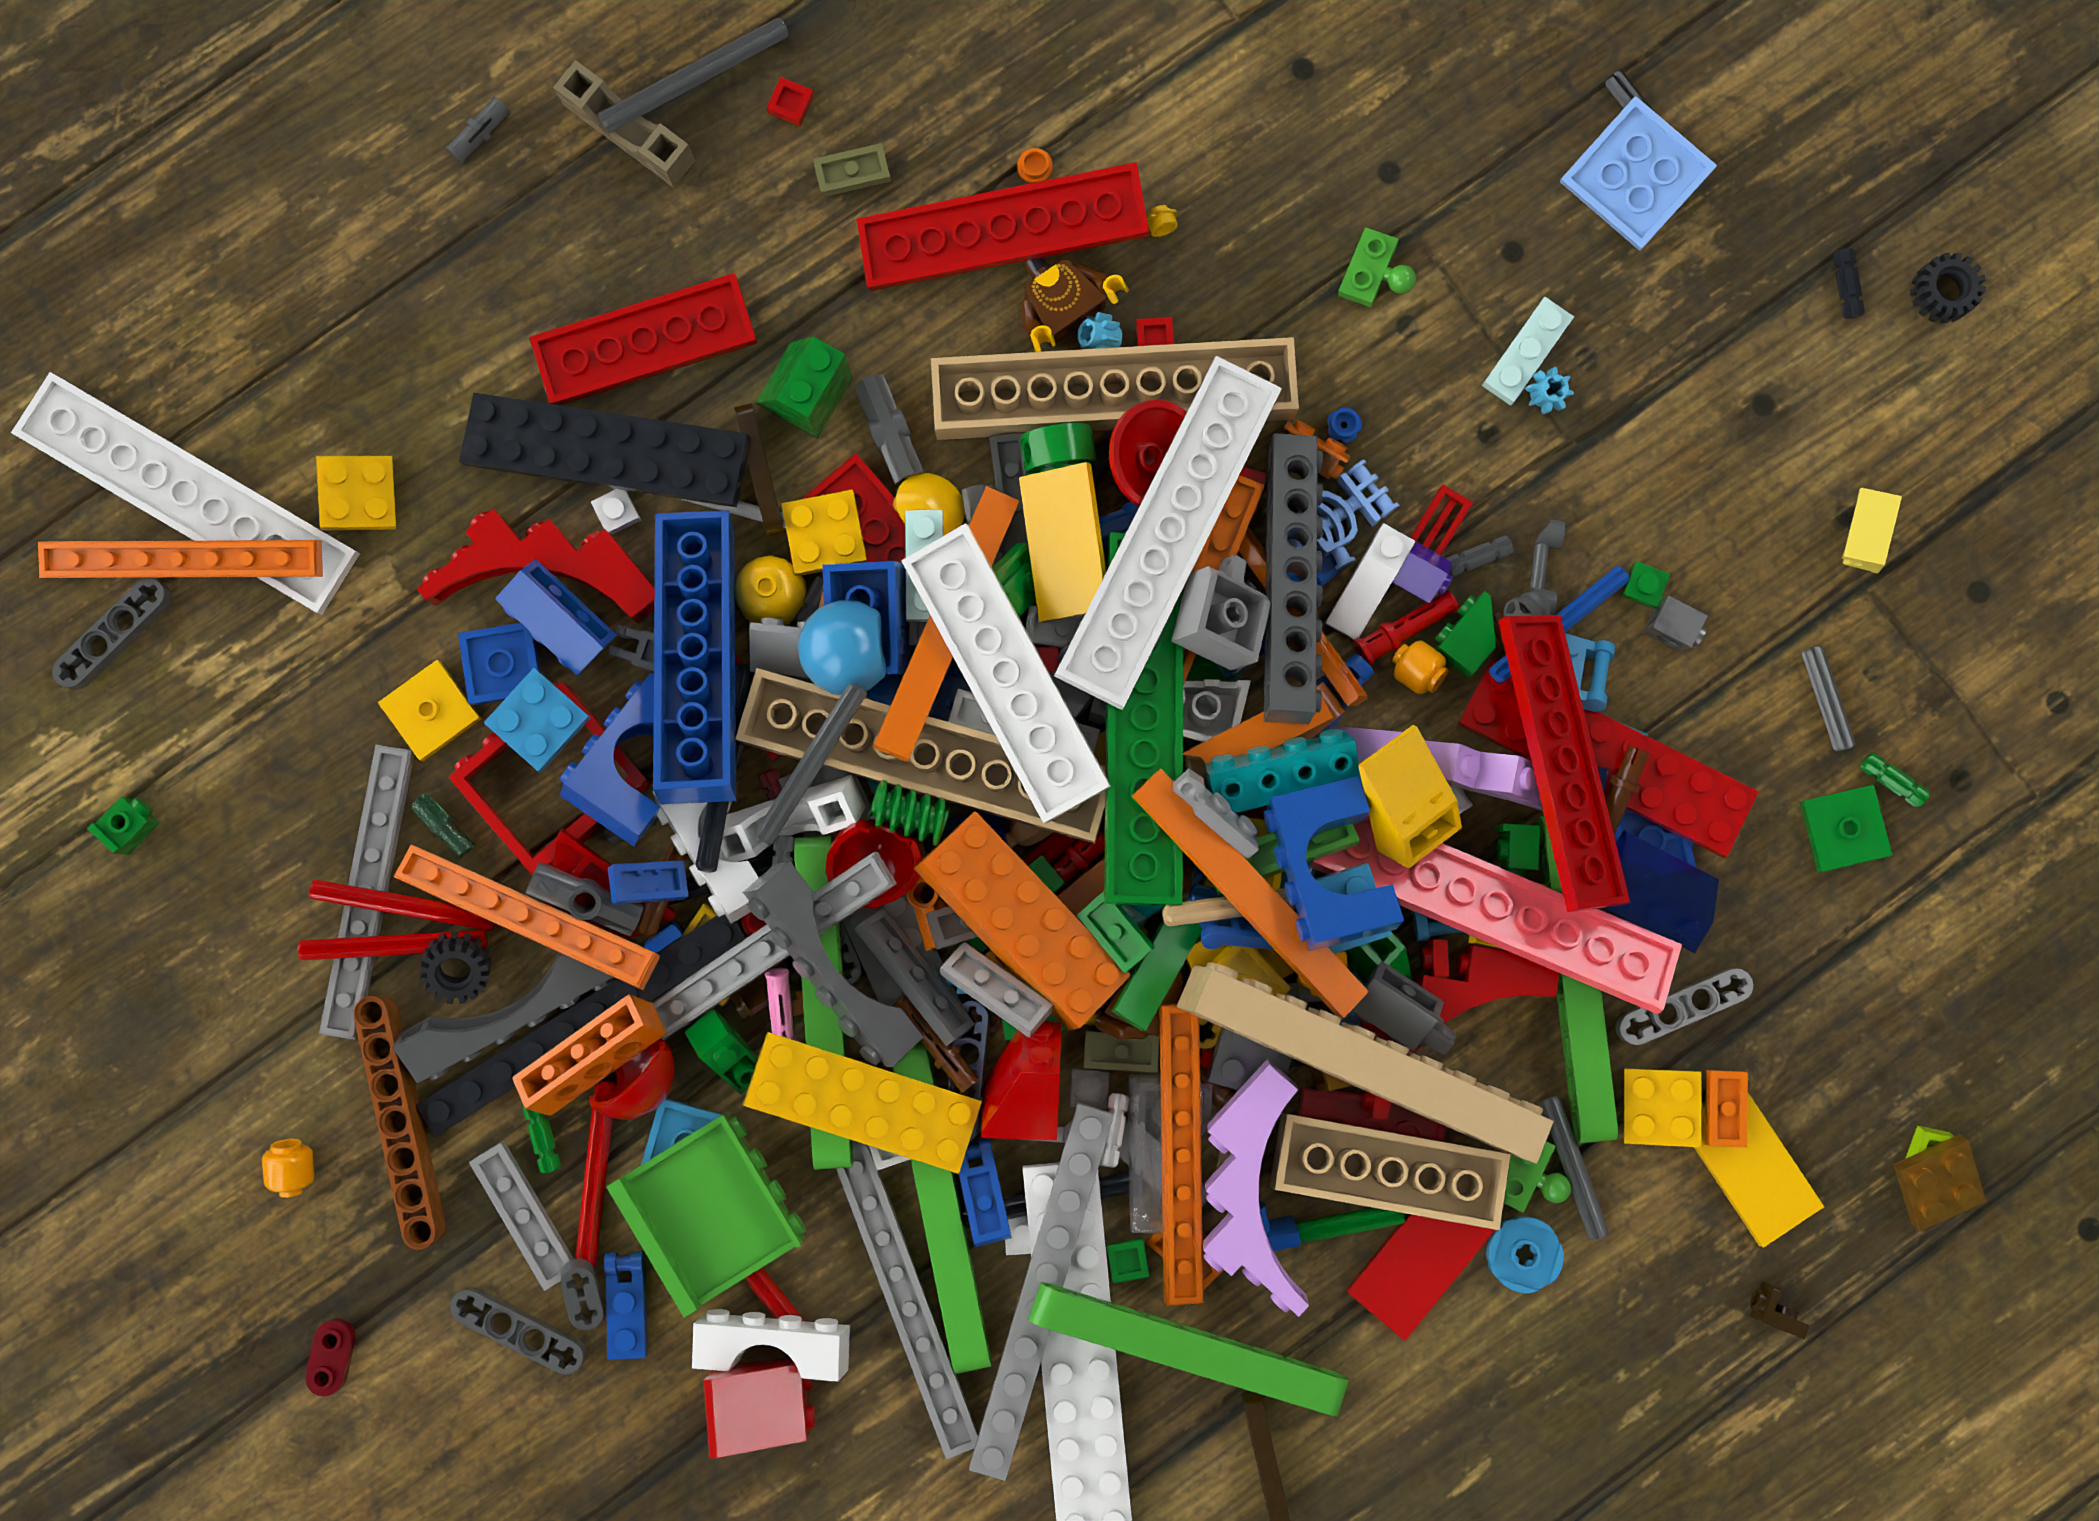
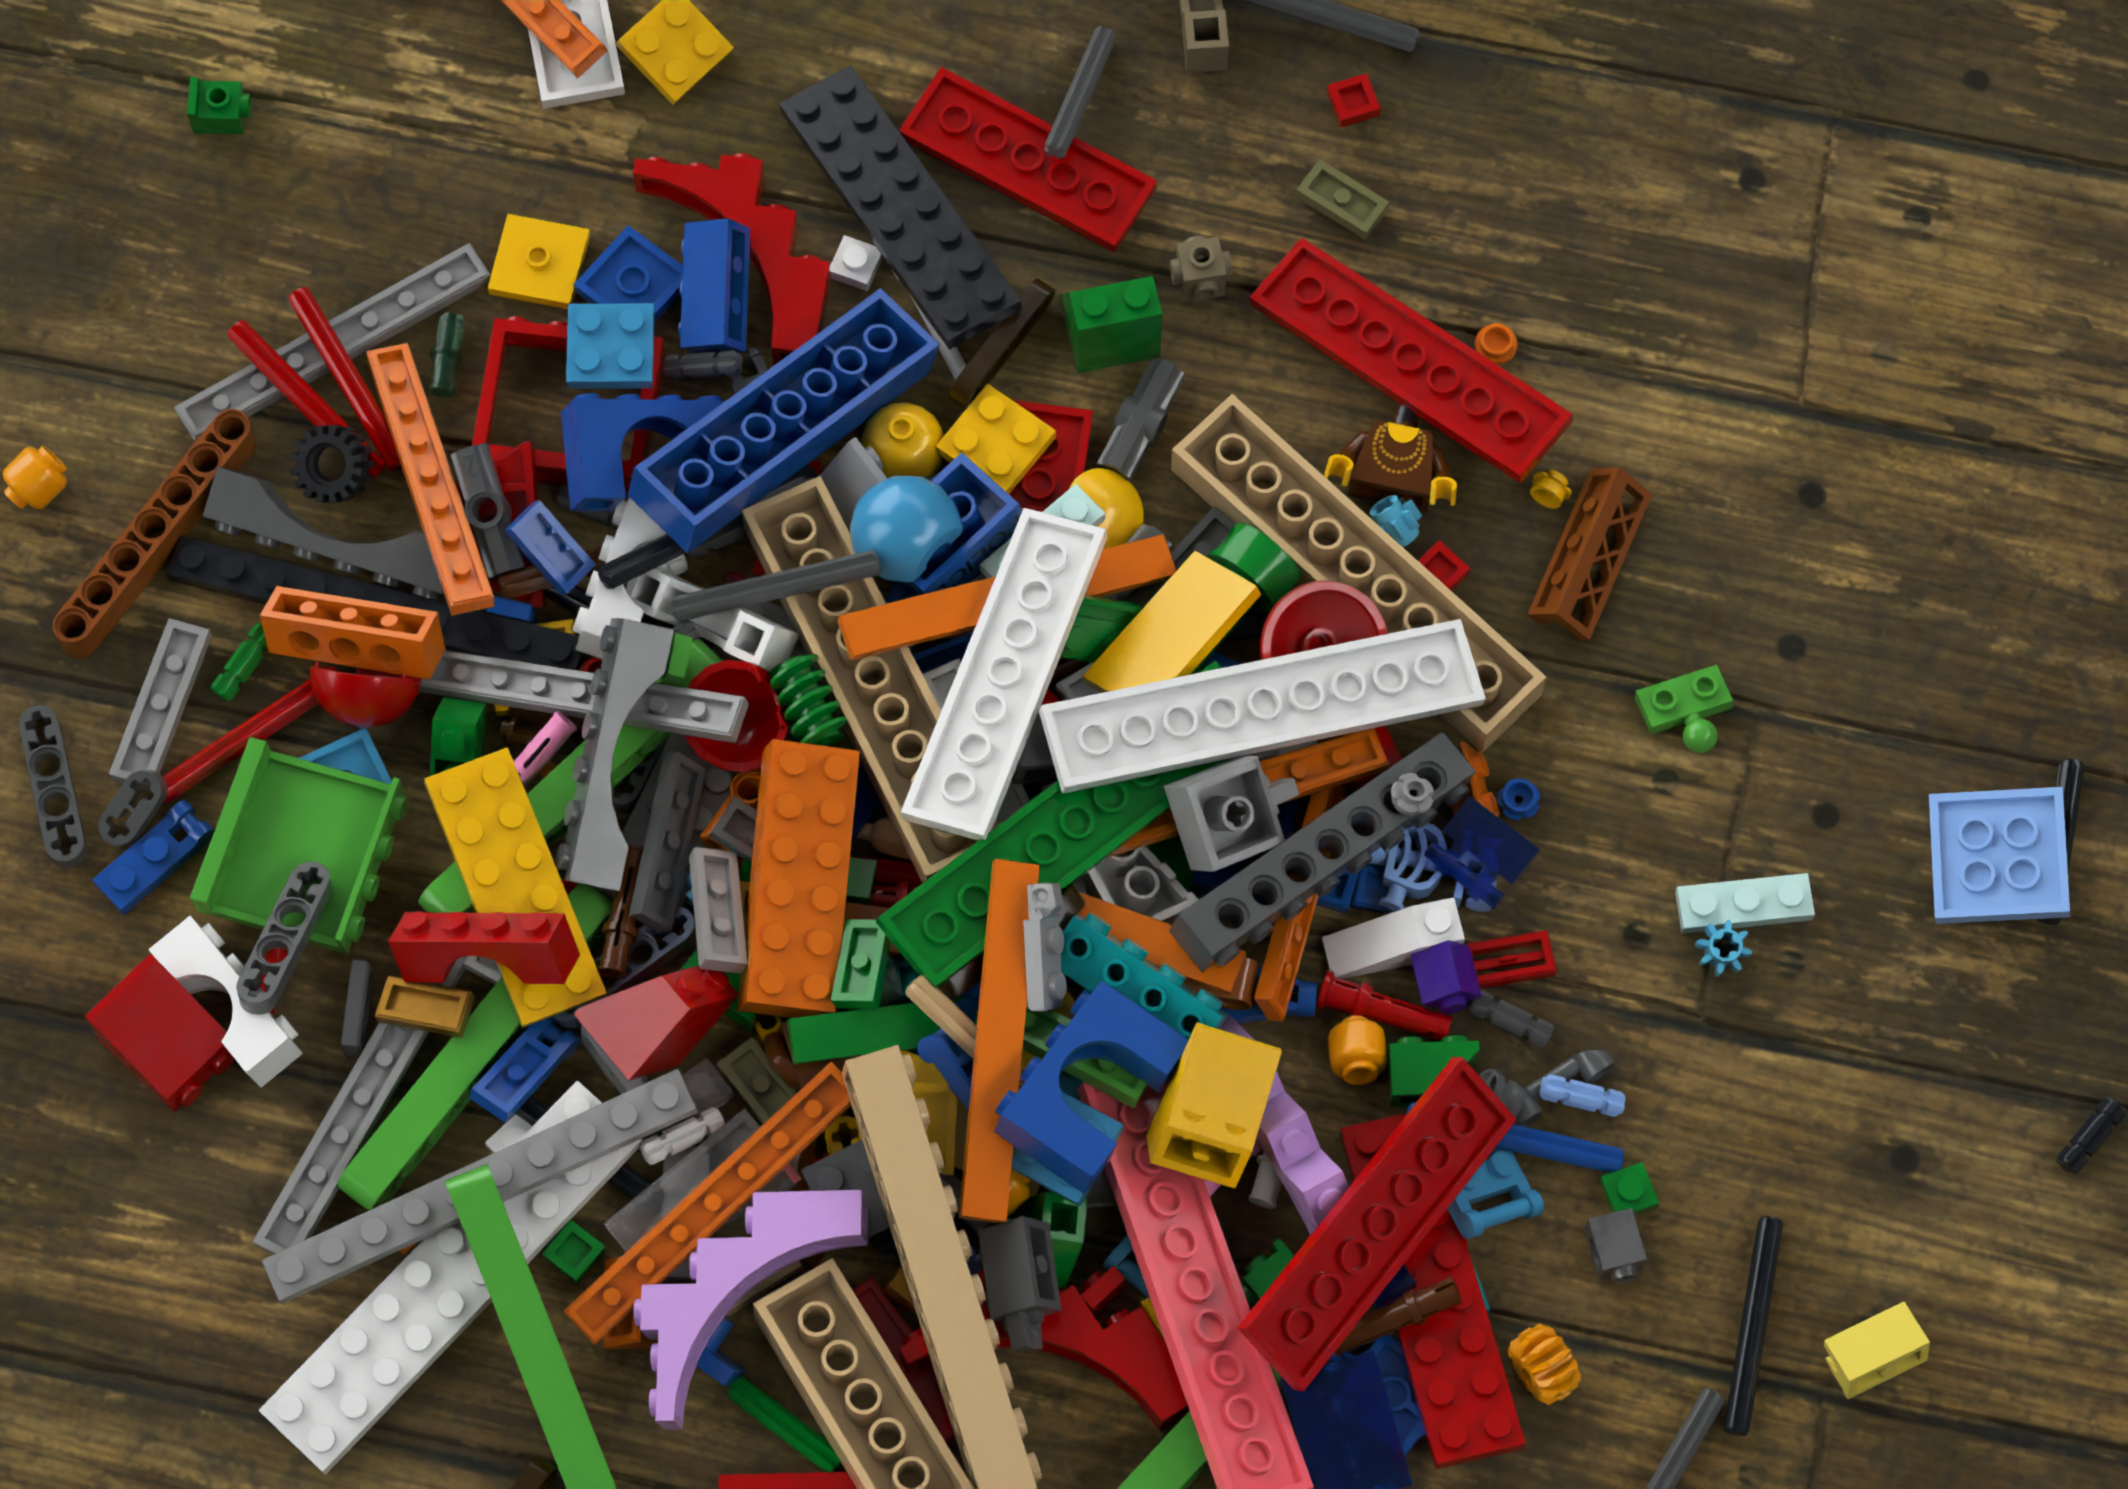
camera: 50 degrees right, 15 degrees down
(601, 670) = (702, 364): none -> dark grey axle
(629, 266) = (1080, 92): none -> dark grey axle
(768, 1276) = (280, 936): none -> dark grey beam
(806, 869) = (677, 660): none -> bright green plate
(823, 310) = (1200, 268): none -> dark tan brick
(848, 1263) = (357, 1009): none -> dark grey tile
(887, 1222) = (425, 1007): none -> pearl gold tile
(917, 1135) = (531, 945): none -> red arch
(1218, 235) = (1586, 543): none -> dark orange fence
(1306, 499) = (1406, 803): none -> light grey plate
(1367, 468) = (1488, 840): none -> clear blue plate
(1567, 559) = (1582, 1095): none -> light blue axle
(1715, 734) = (1544, 1364): none -> light orange gear
(1790, 587) = (1753, 1326): none -> black axle

